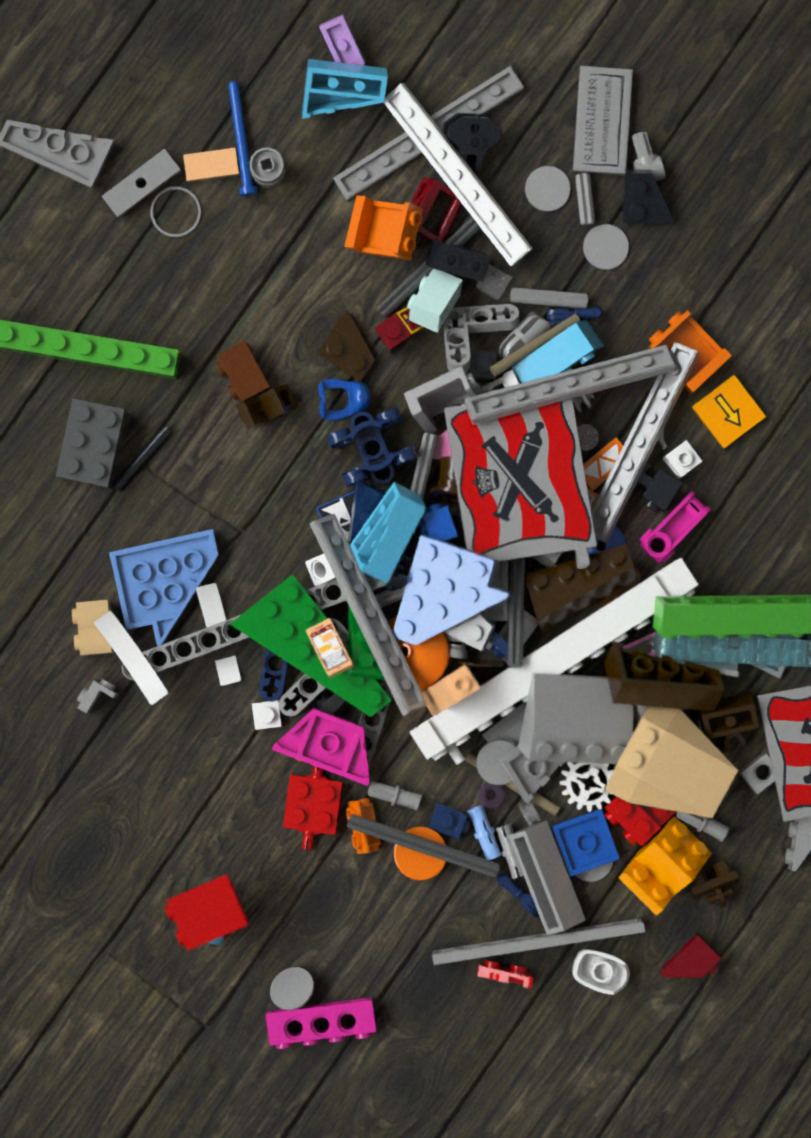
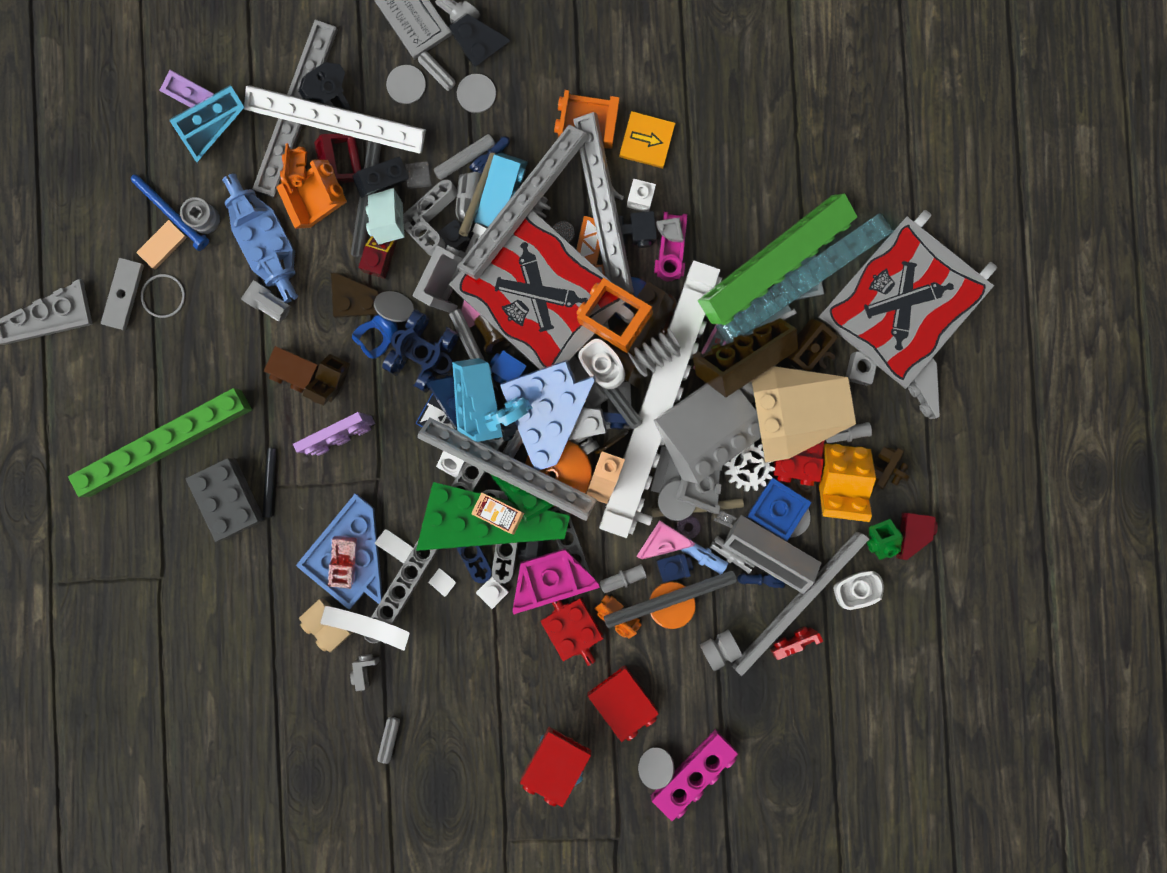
camera: 35 degrees left, 0 degrees up
(70, 775) = (388, 740): none -> light grey axle
(154, 582) = (342, 562): none -> clear red slope
(238, 464) = (335, 434): none -> lavender plate
(264, 287) = (262, 299): none -> light grey piece
(306, 230) = (261, 237): none -> medium blue plate
(307, 908) = (623, 704): none -> red brick
(379, 386) = (393, 306): none -> light grey piece
(380, 196) = (293, 167): none -> orange hinge
(409, 569) = (514, 410): none -> medium azure plate
(433, 928) = (721, 650): none -> light grey wheel
(458, 789) = (663, 541): none -> bright pink tile
(526, 587) = (602, 362): none -> white piece
(578, 578) = (633, 329): none -> orange window
(581, 615) = (655, 353): none -> light grey piece
(659, 944) = (884, 539): none -> green brick
(684, 512) = (671, 229): none -> light grey tile

